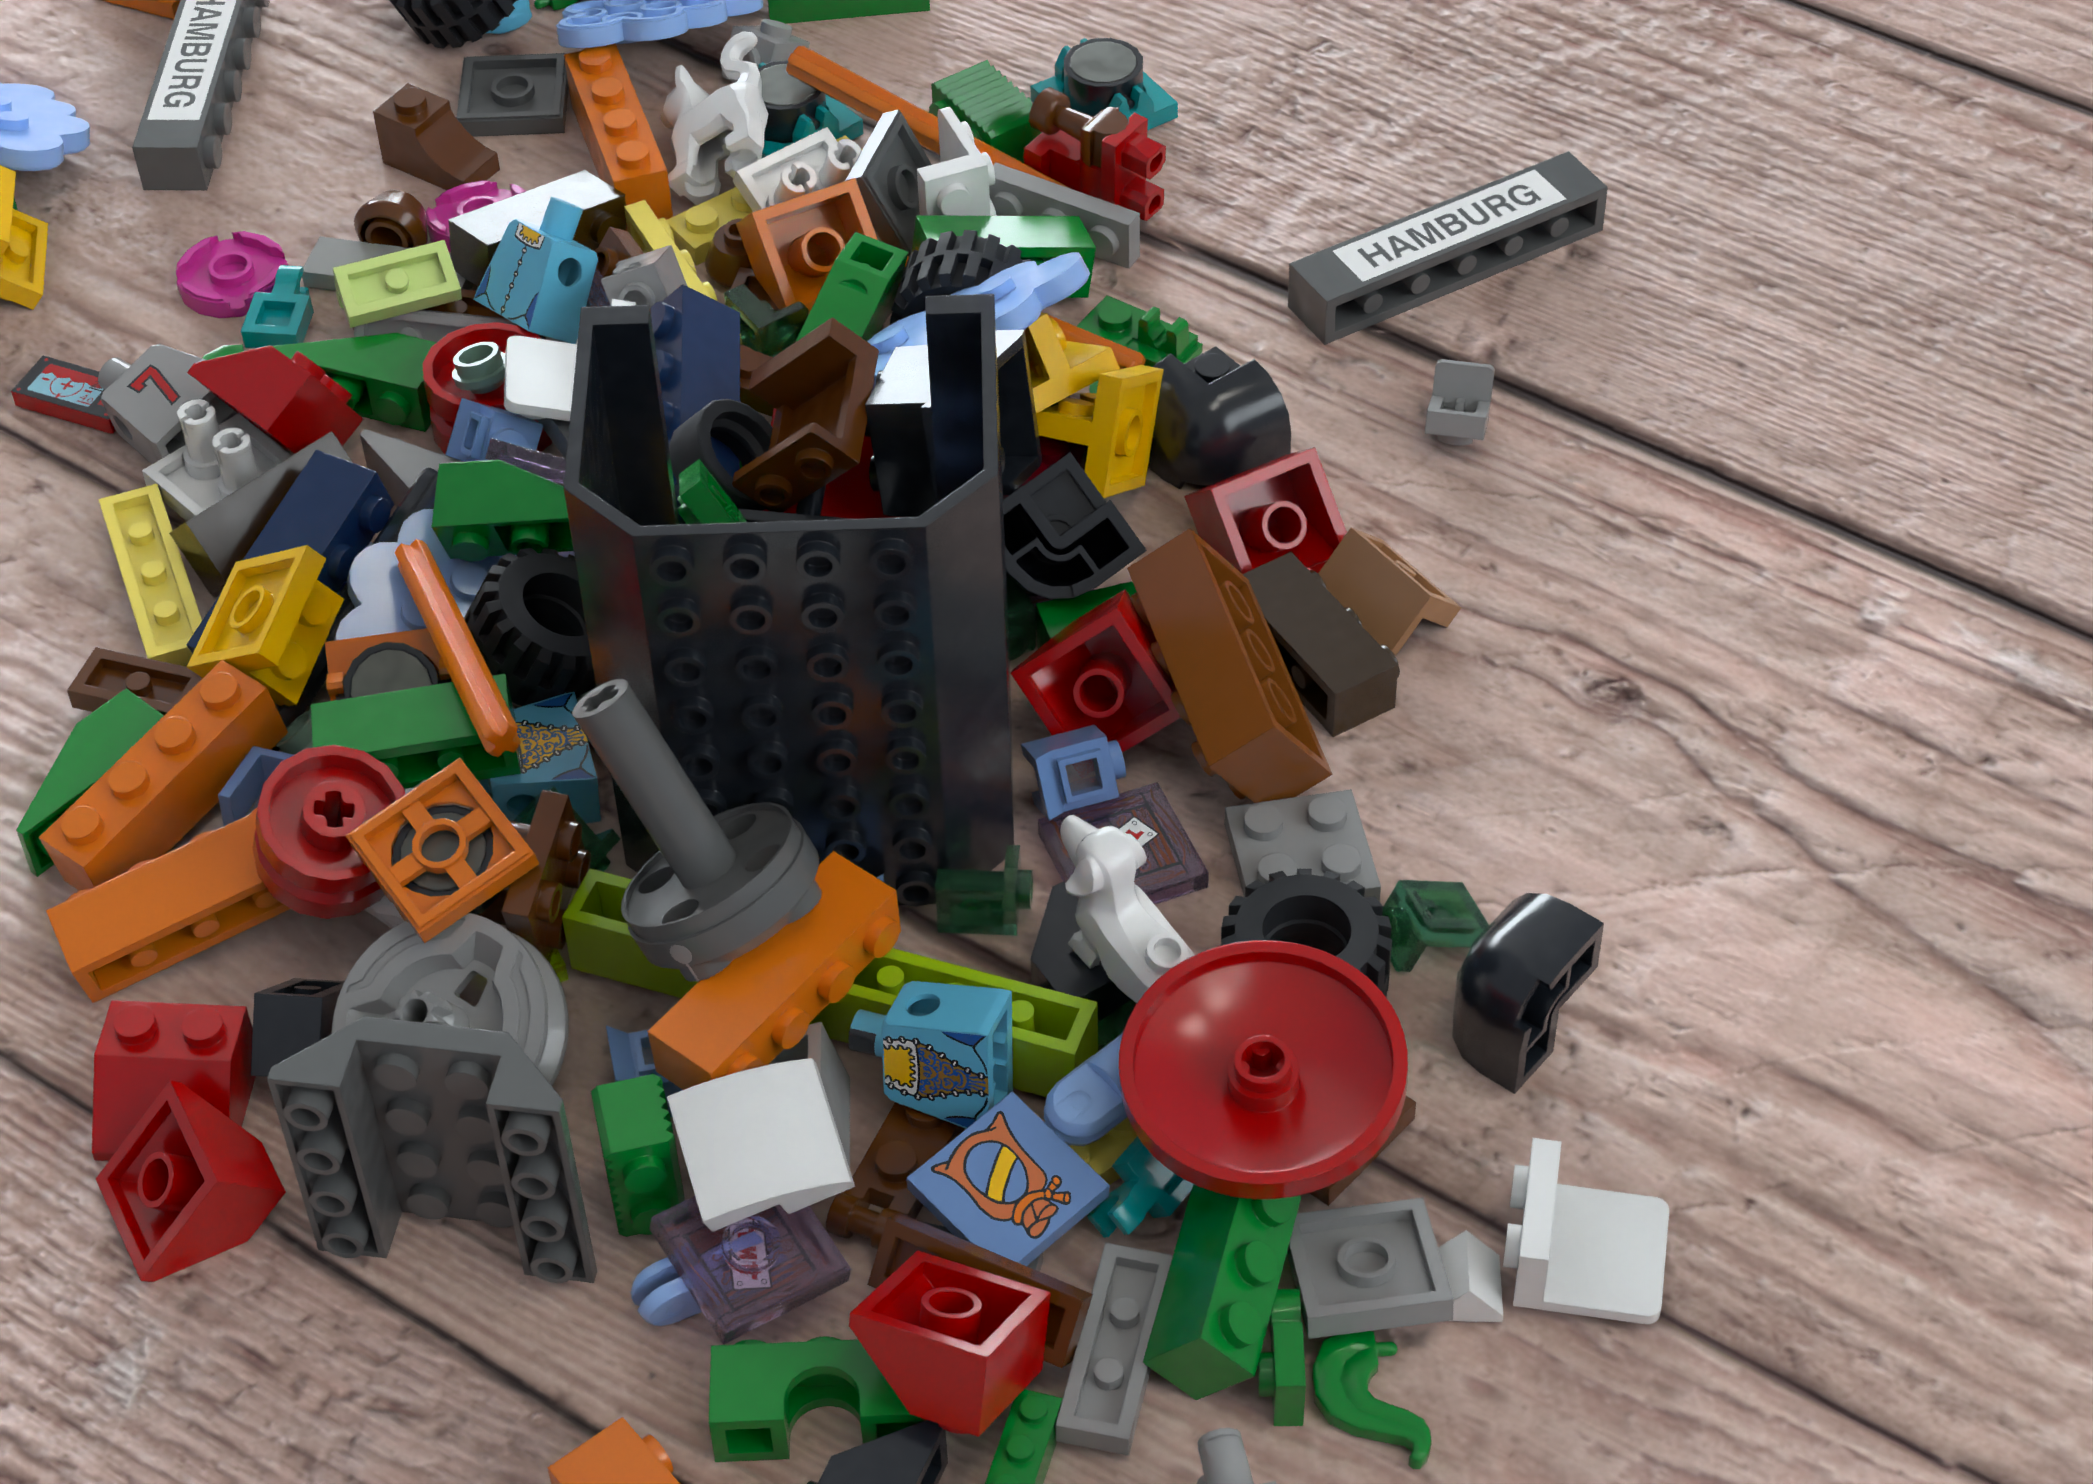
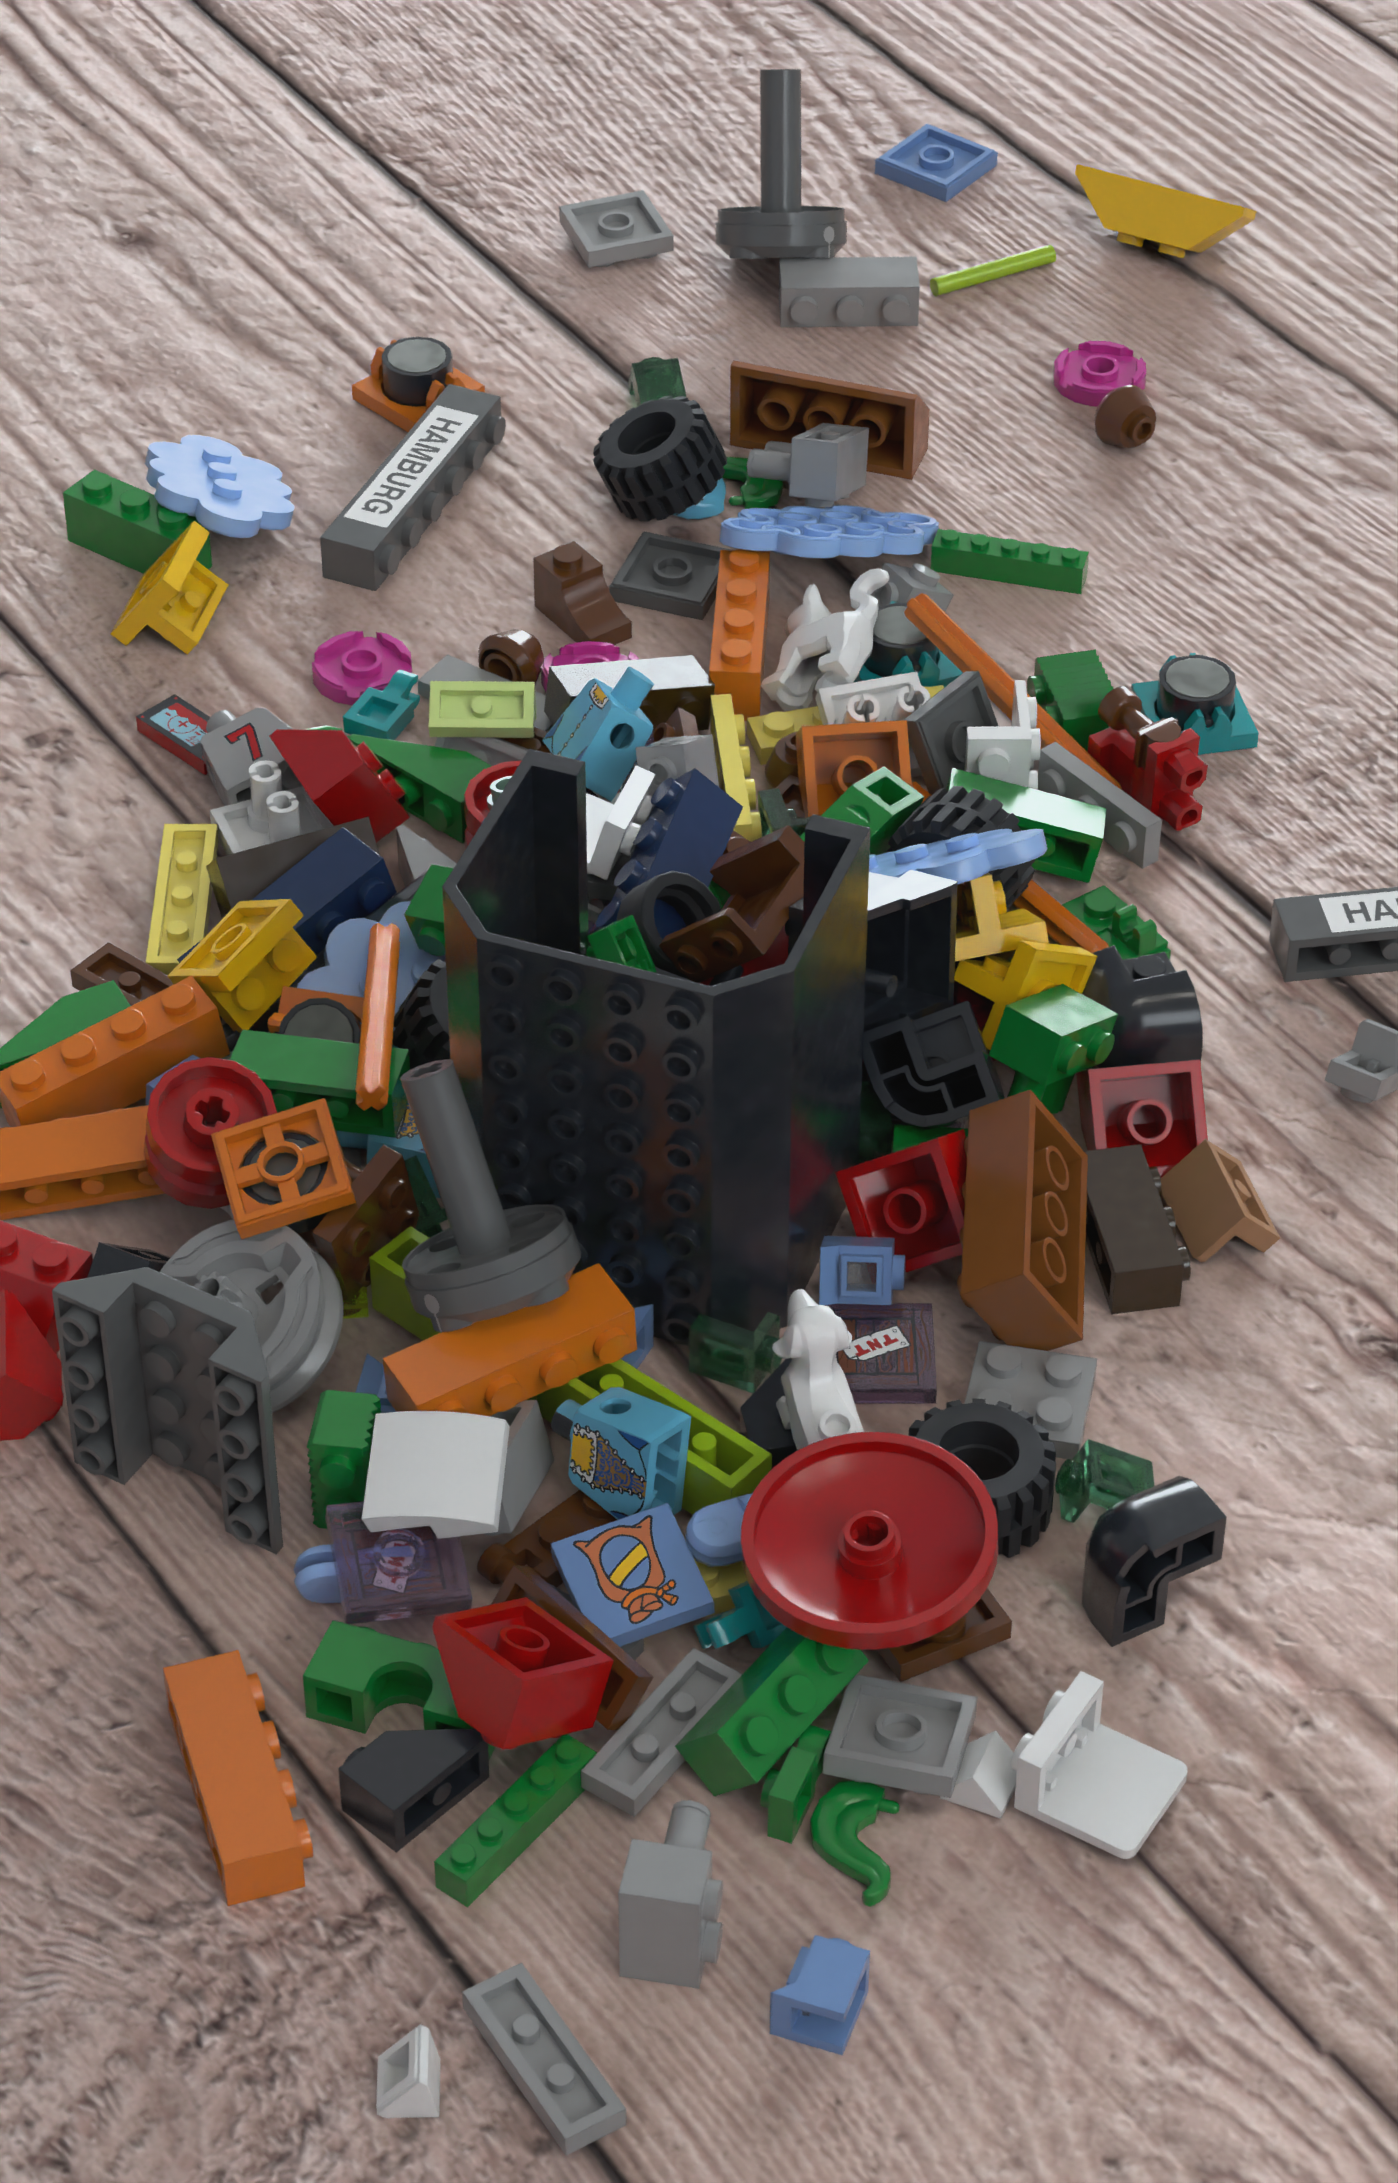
camera: 20 degrees right, 5 degrees down
(1159, 471) = (1051, 1040): none -> green brick

